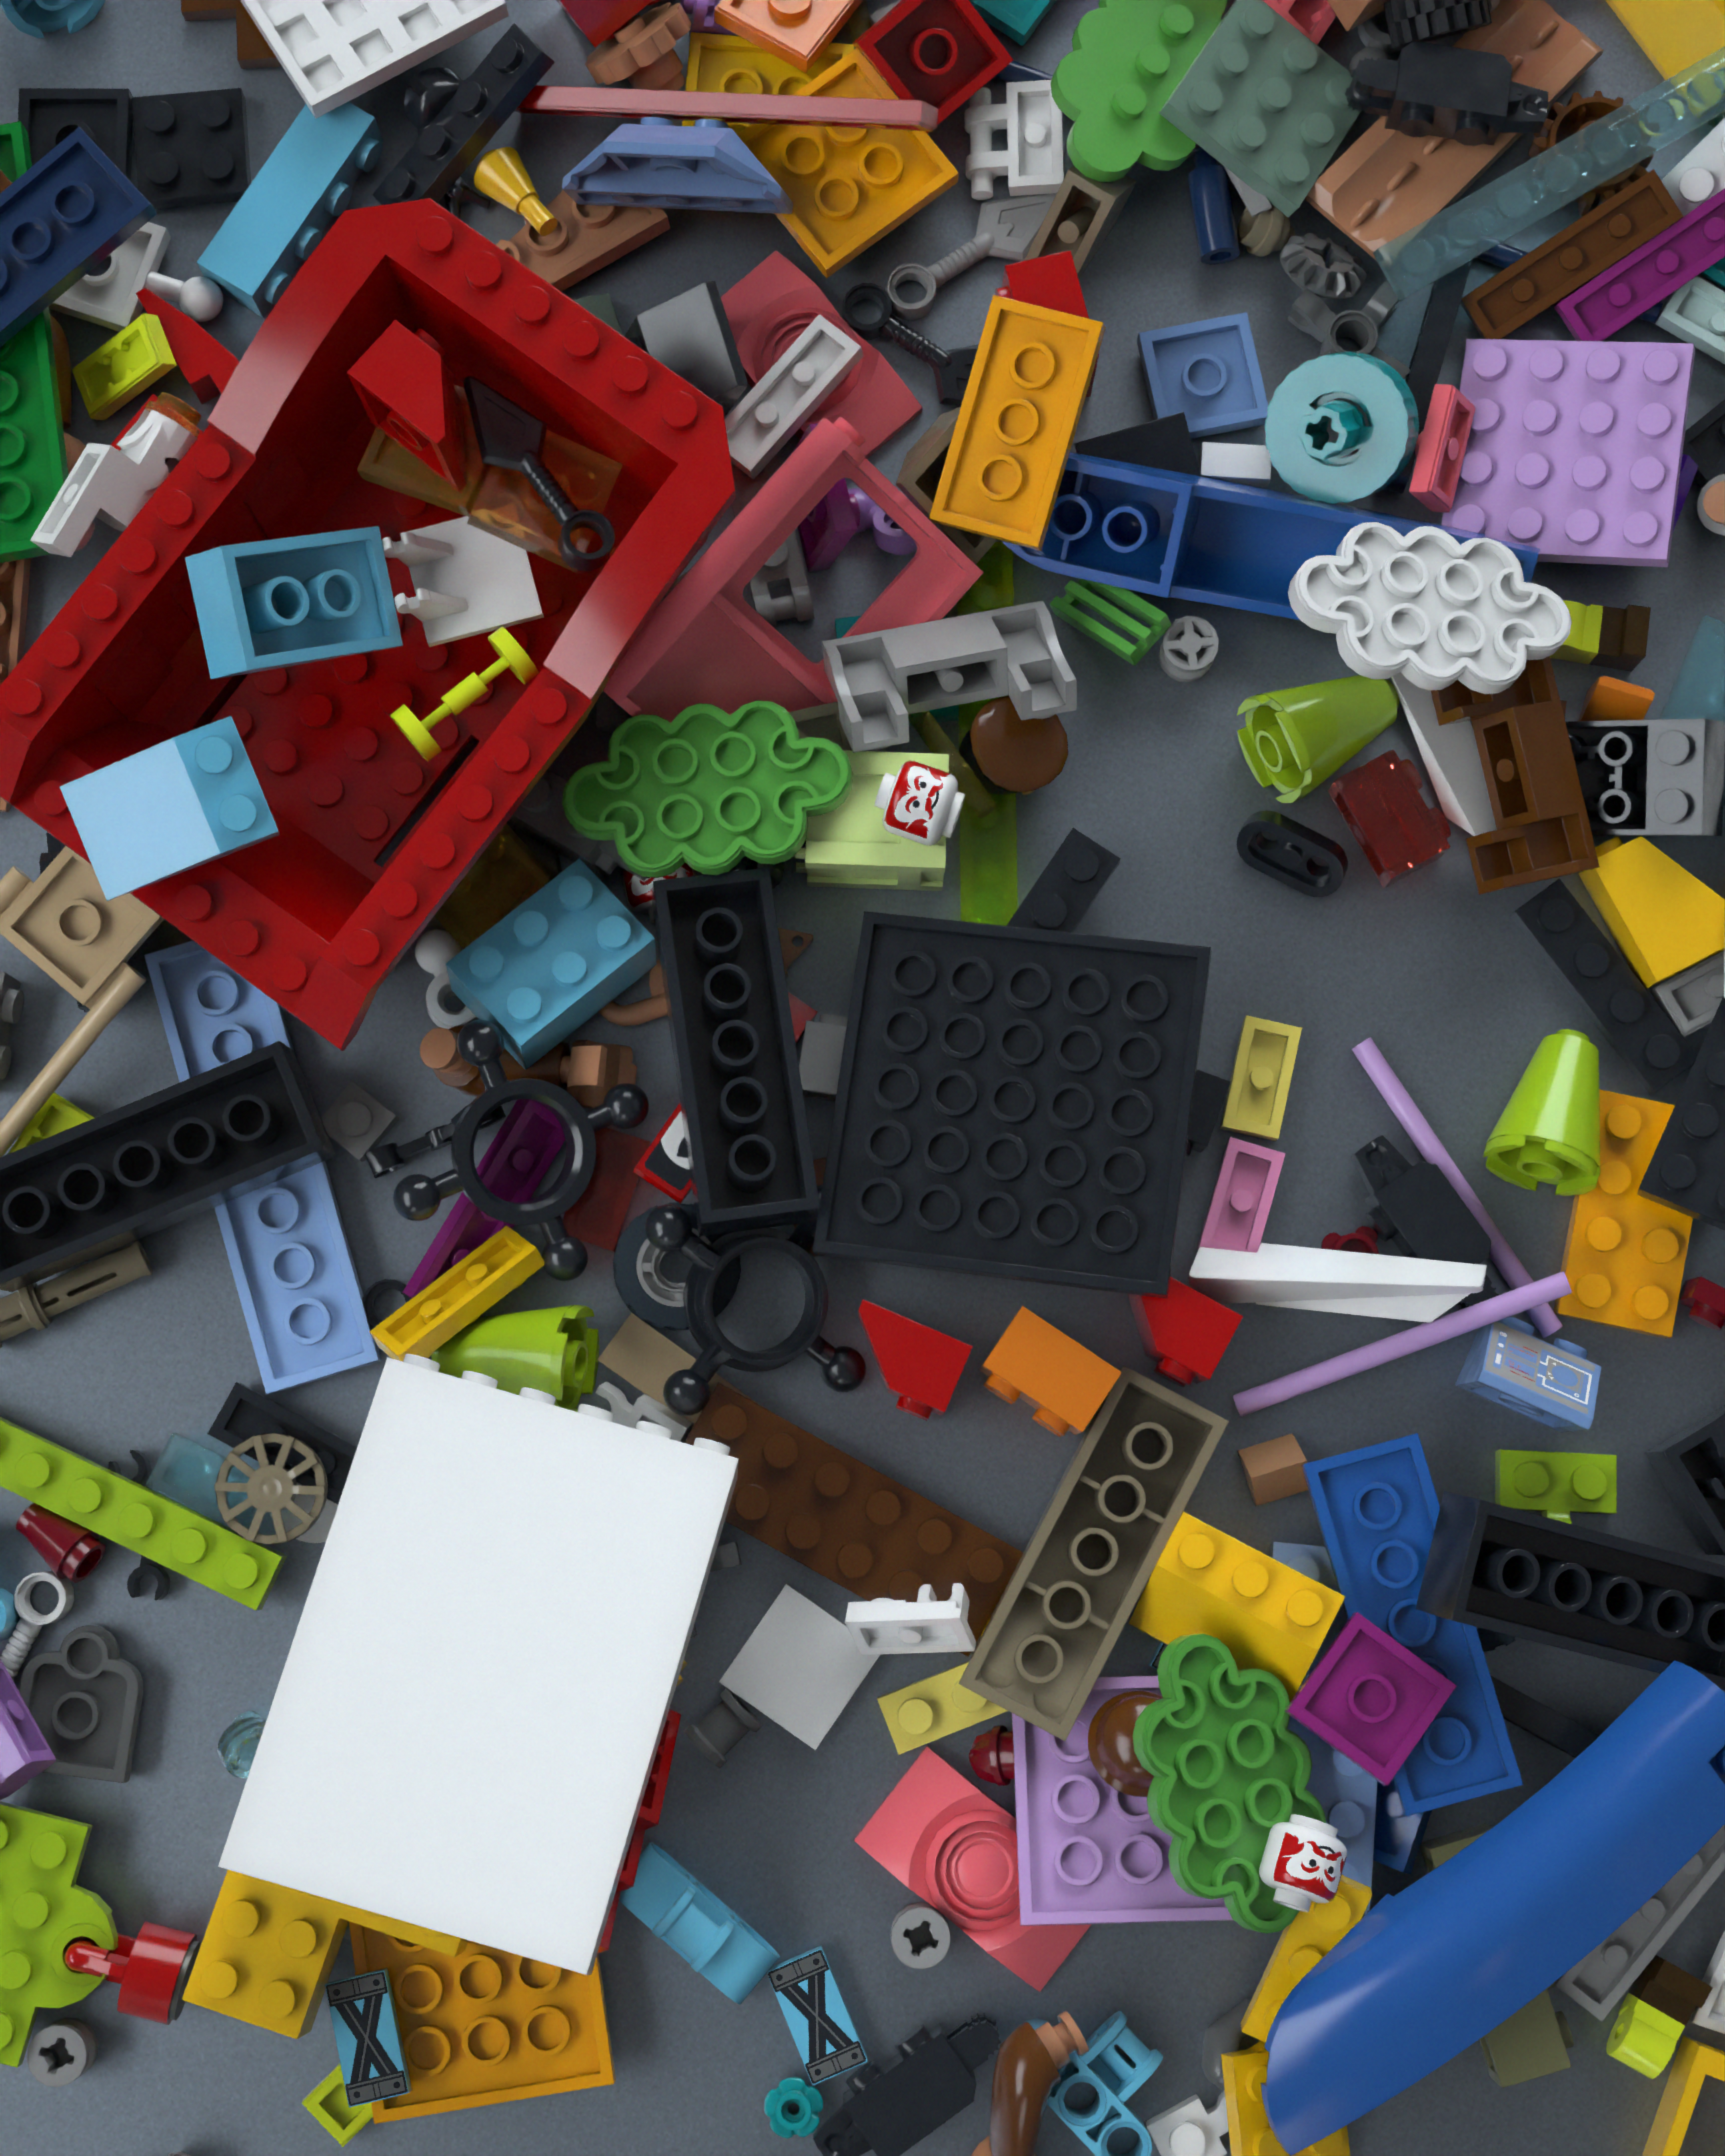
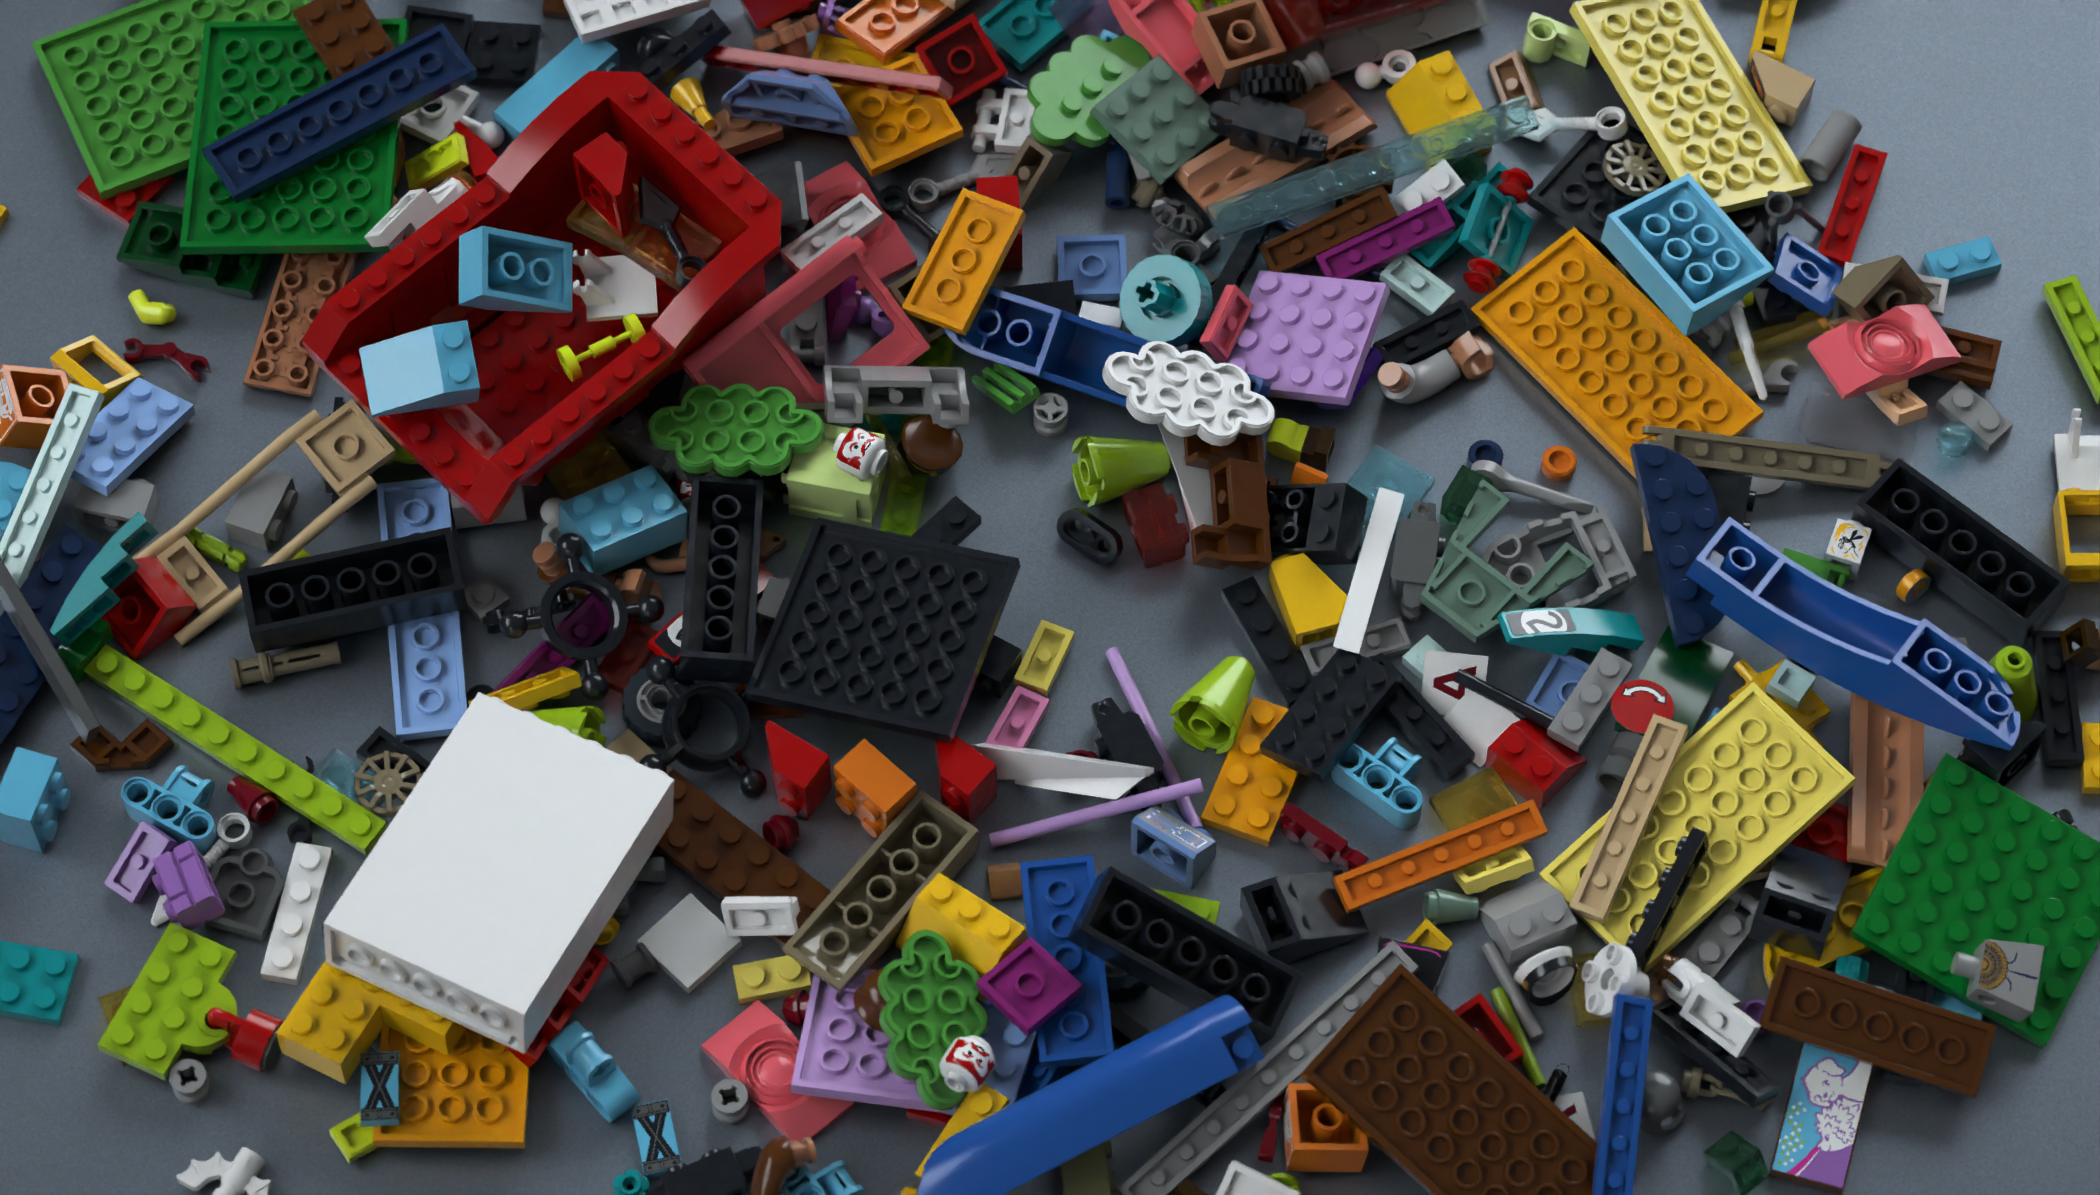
camera: 10 degrees right, 20 degrees down
(172, 1723) = (297, 913): none -> white plate
(908, 1454) = (781, 831): none -> dark red plate

